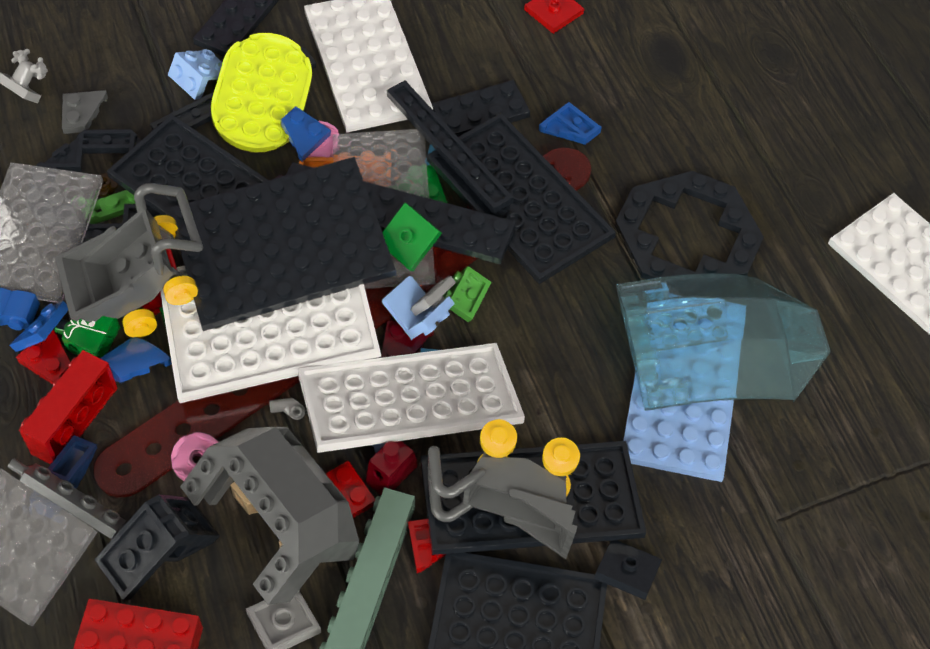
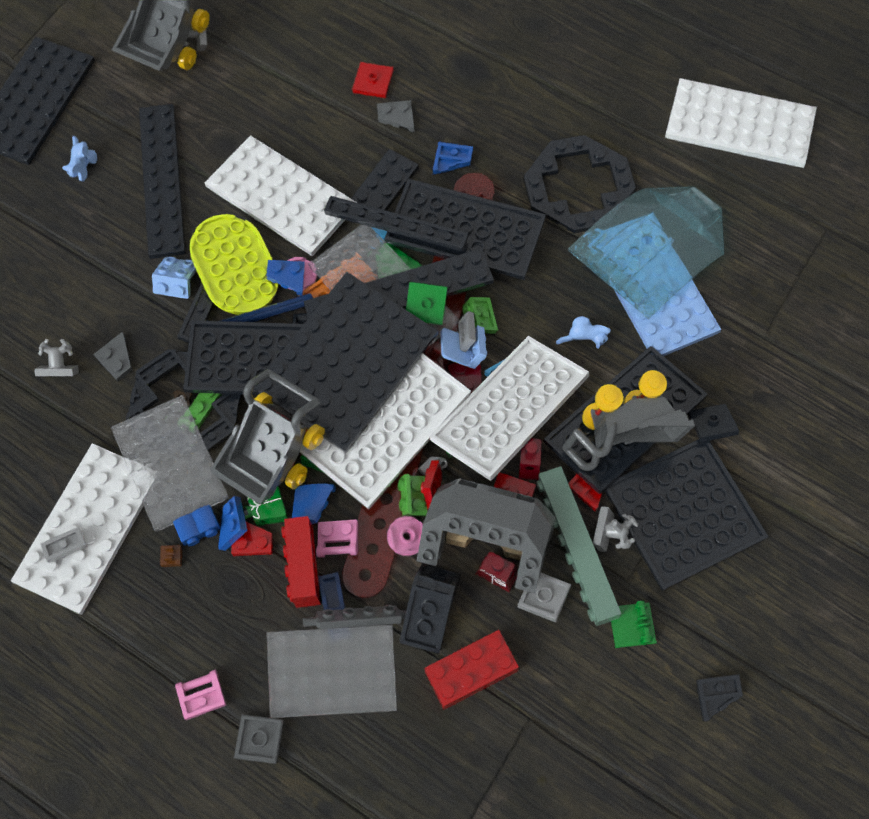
camera: 30 degrees left, 10 degrees up
(131, 406) = (337, 532): none -> bright pink plate
(242, 414) = (412, 500): none -> bright green bracket
(252, 553) = (498, 571): none -> dark red torso
(258, 155) = (271, 310): none -> dark blue axle
(270, 416) = (432, 481): none -> red wing
(412, 598) = (609, 528): none -> light grey piece
(550, 53) = (396, 114): none -> dark grey wing
(563, 376) = (583, 330): none -> light blue animal

